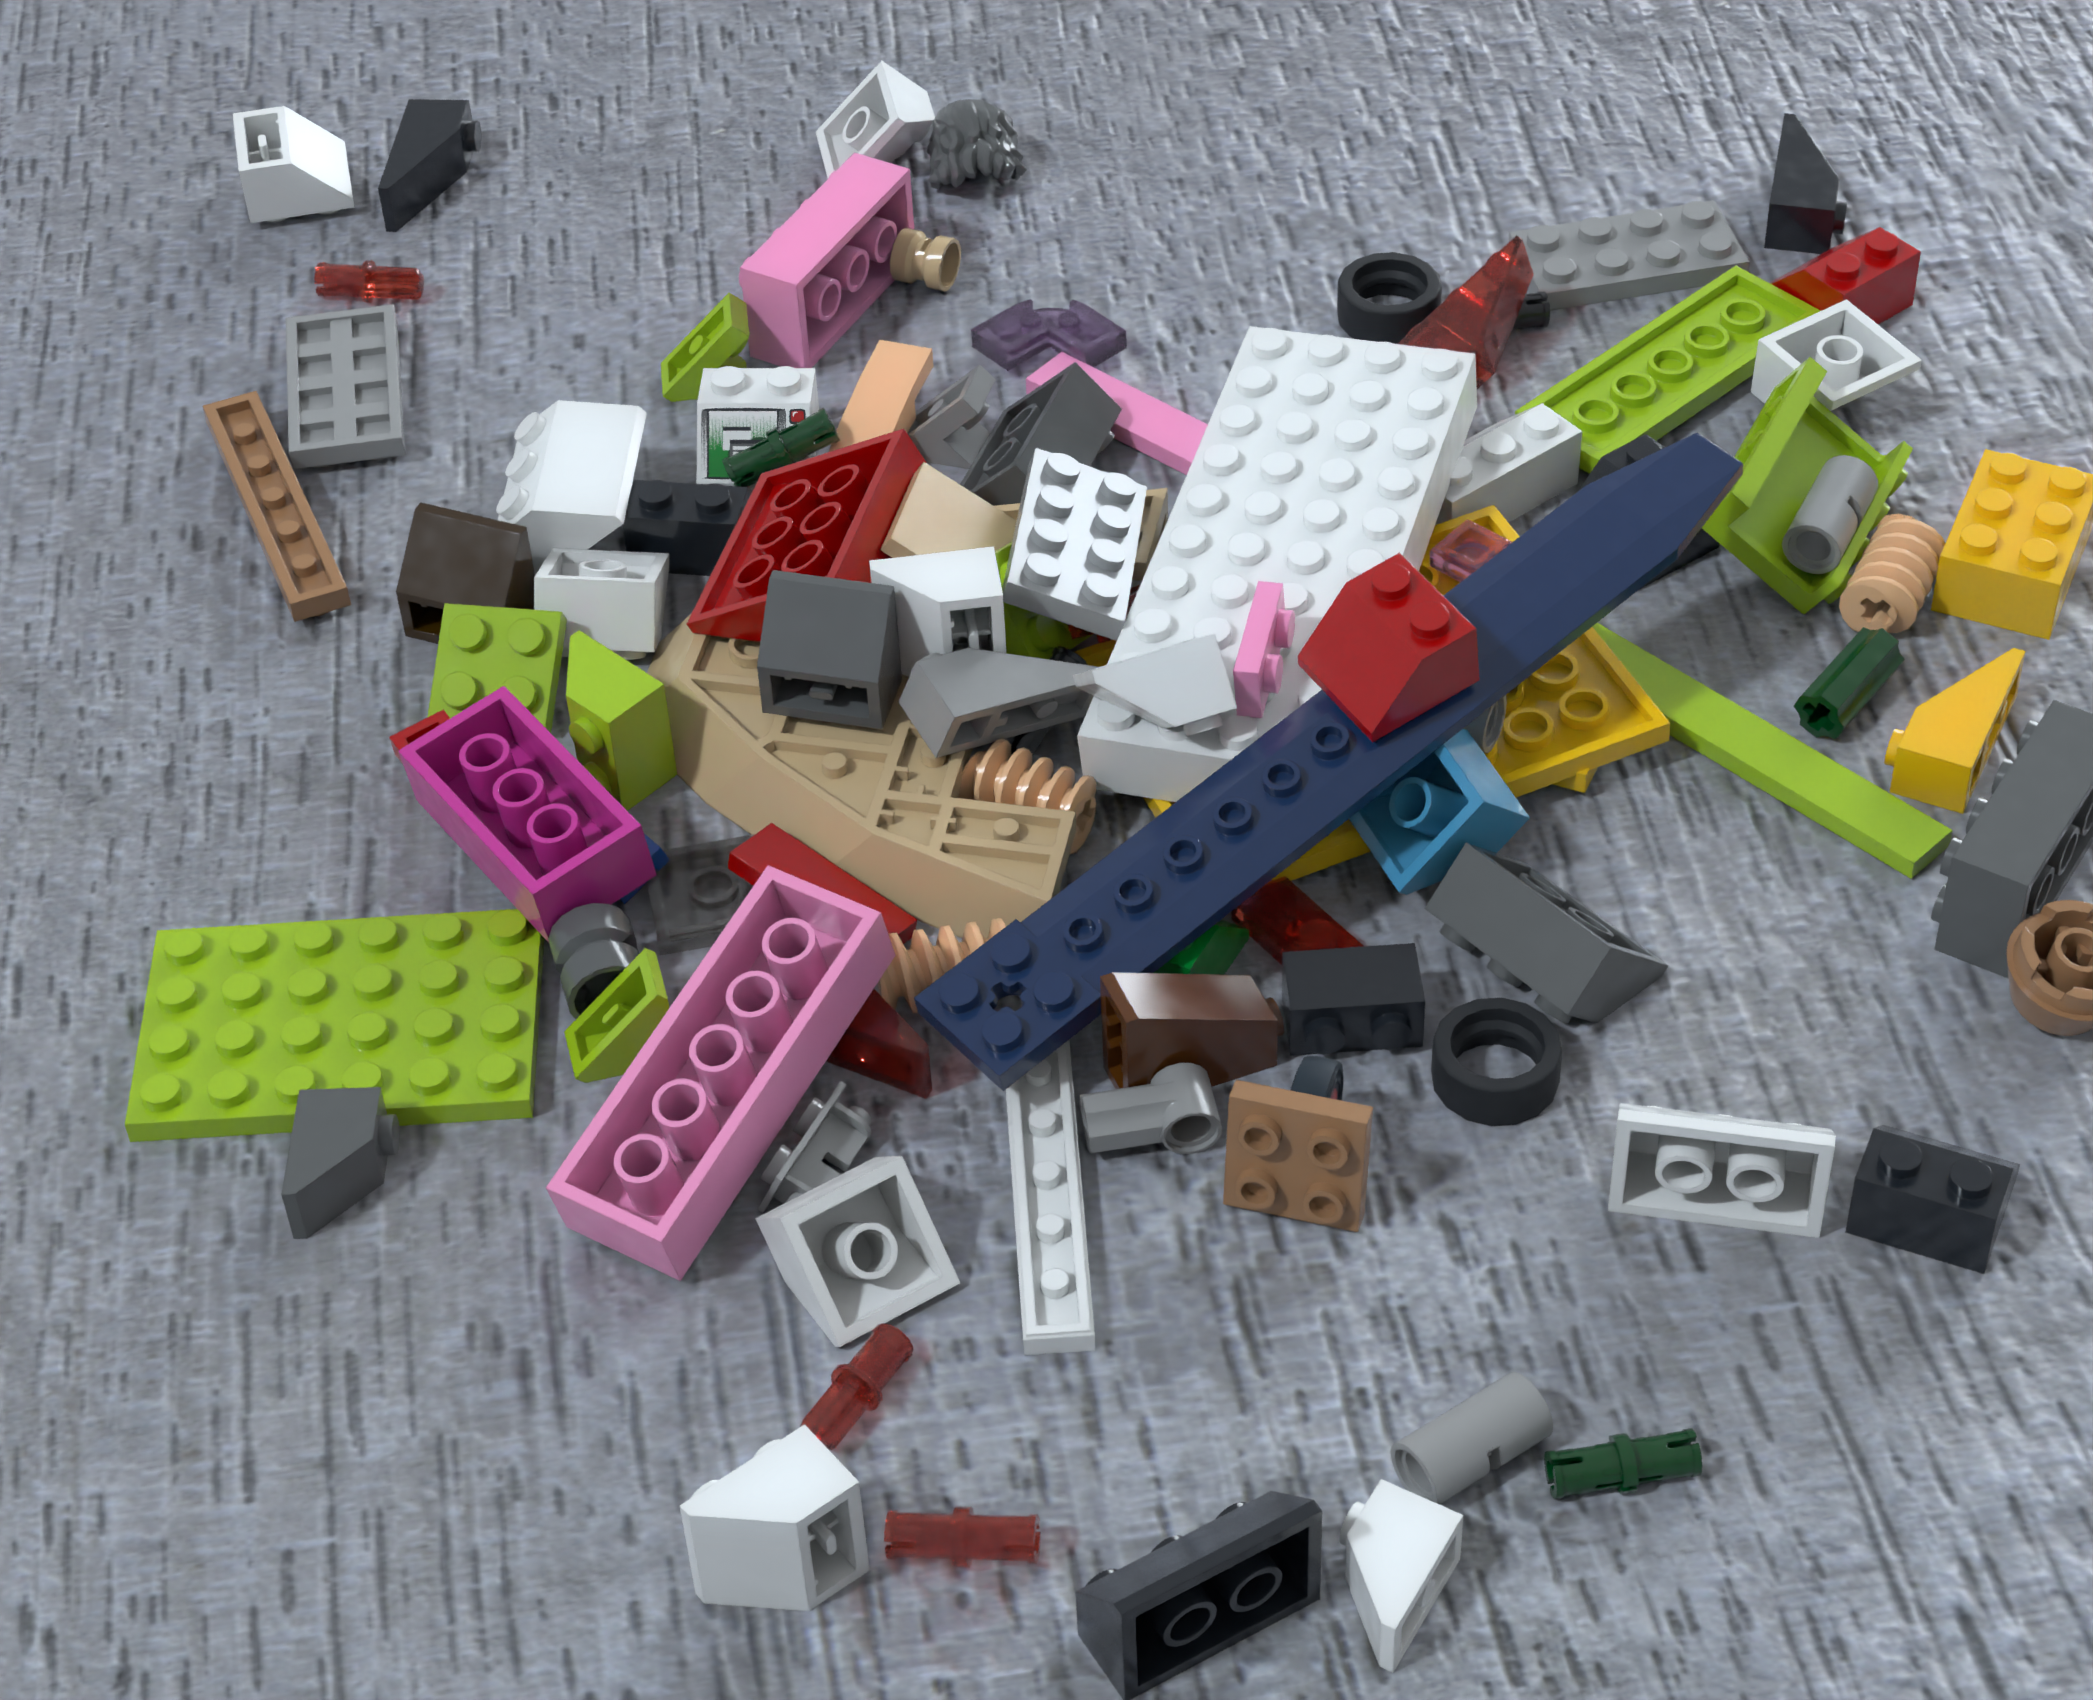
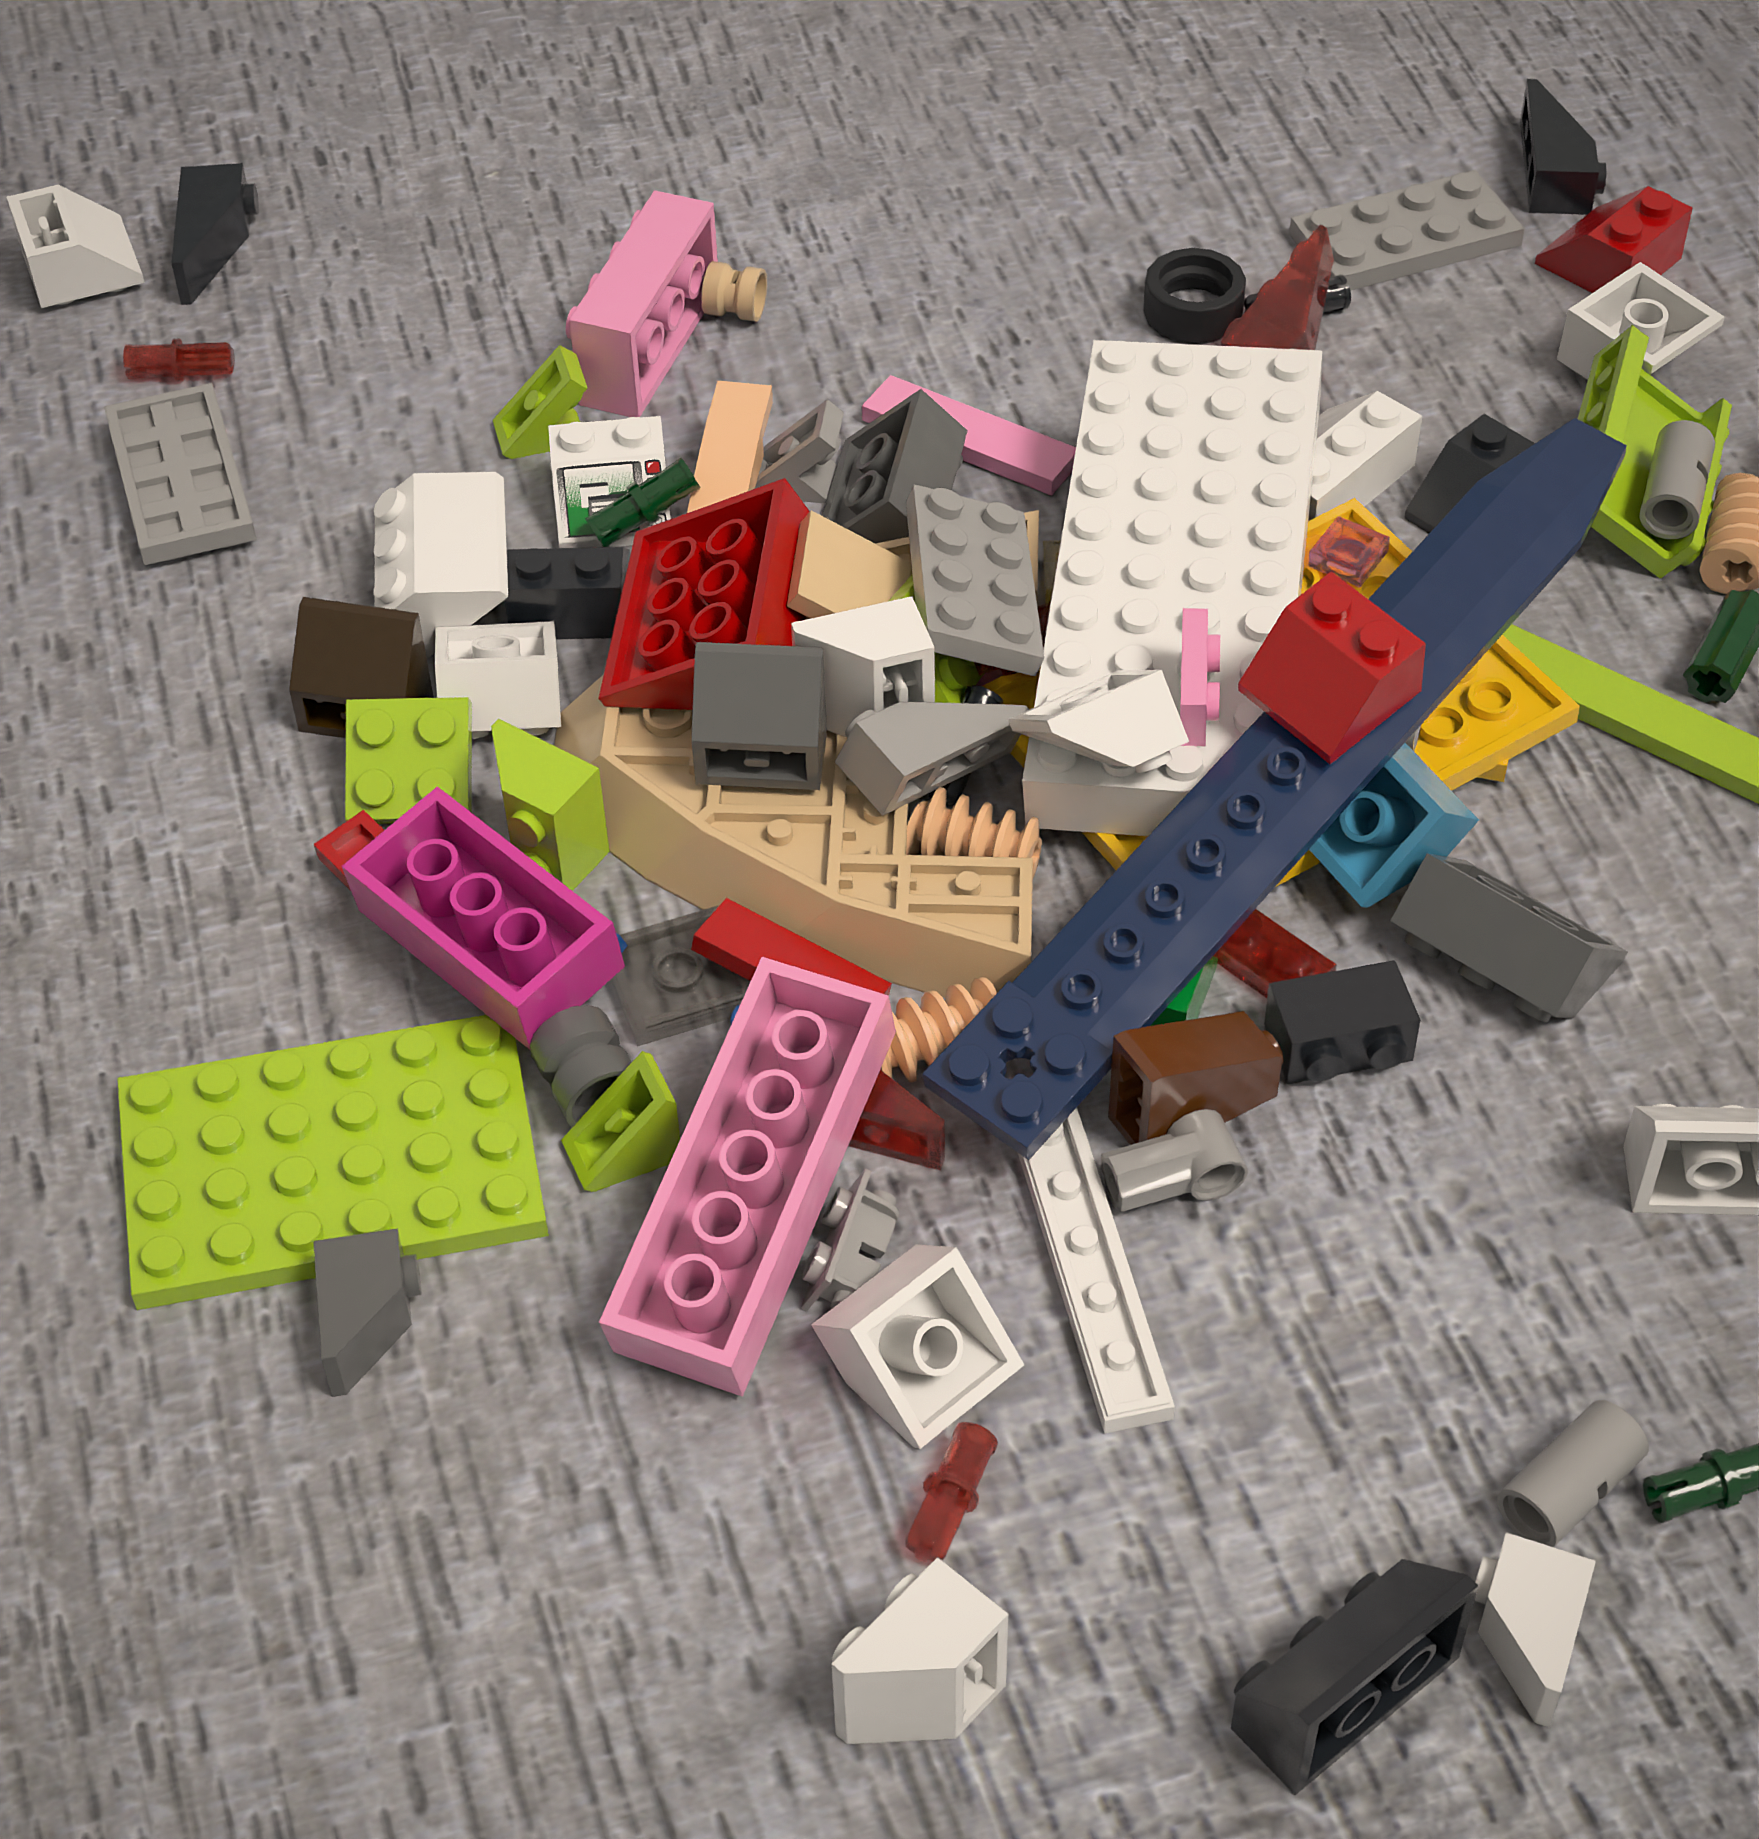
camera: 10 degrees left, 5 degrees up
(276, 506) = (138, 607): medium nougat plate -> none
(876, 119) = (648, 155): white slope -> none
(962, 1536) = (1097, 1641): clear red pin -> none
(972, 138) = (751, 164): dark grey hair -> none
(1025, 332) = (850, 357): clear purple plate -> none
(1299, 1148) = (1339, 1188): medium nougat plate -> none
(1500, 1099) = (1501, 1032): black tyre -> none
(1672, 364) = (1482, 338): lime plate -> none

